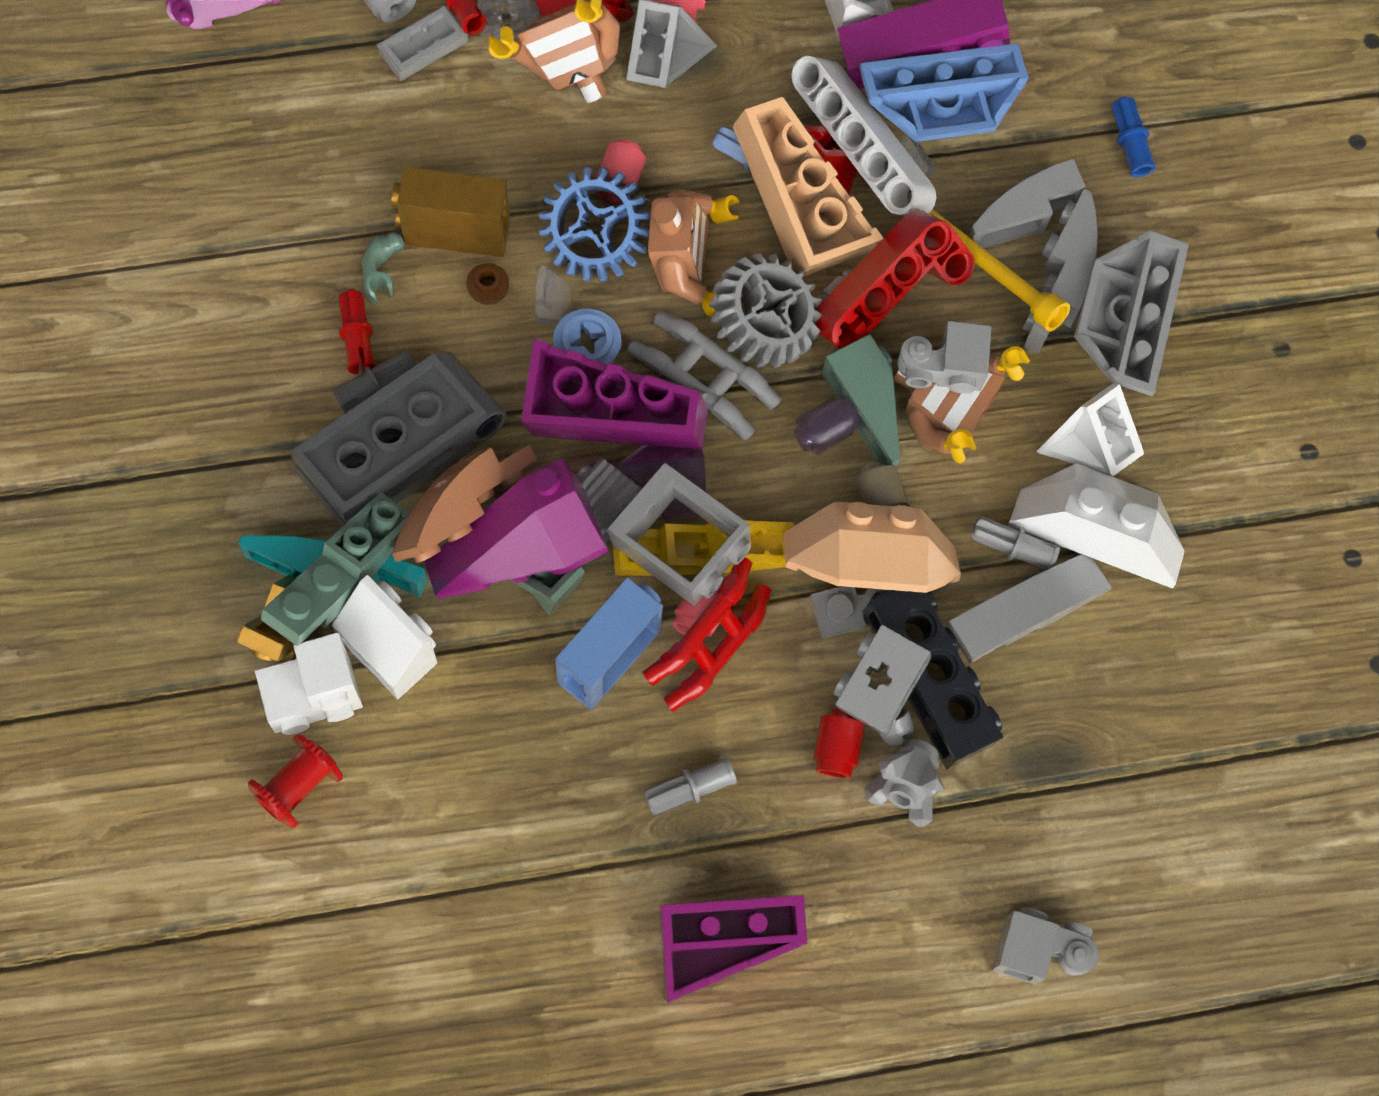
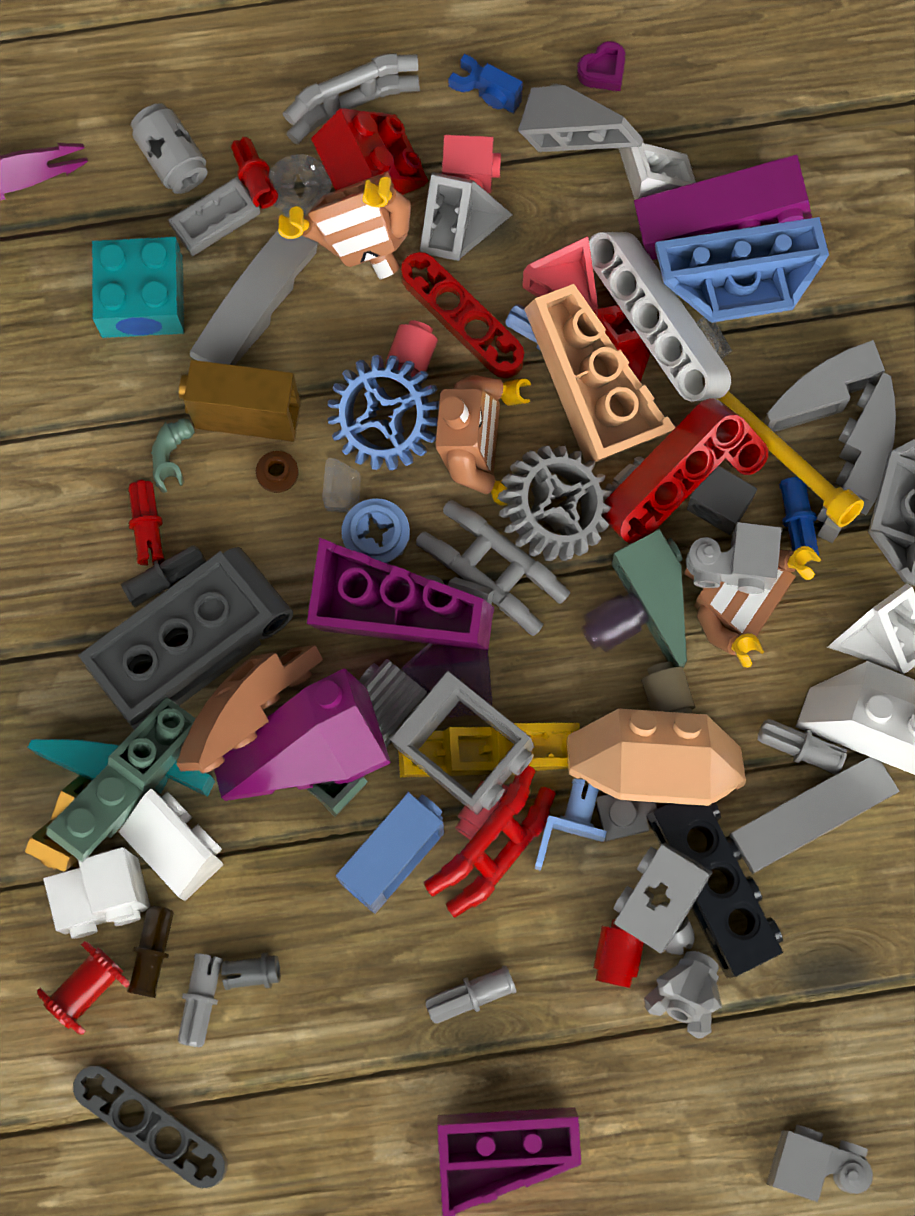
camera: 10 degrees right, 5 degrees up
(347, 107) = (137, 287): none -> teal brick
(361, 924) = (146, 1132): none -> dark grey beam
(364, 747) = (151, 951): none -> dark brown axle
(414, 793) = (199, 1000): none -> light grey axle
(465, 116) = (253, 299): none -> light grey slope
(469, 765) = (252, 972): none -> dark grey pin
(675, 133) = (457, 318): none -> red beam
(769, 85) = (562, 269): none -> coral slope
(793, 615) = (576, 818): none -> light blue bracket
(928, 309) = (721, 499): none -> dark grey brick
(1005, 325) = (798, 514): none -> blue axle

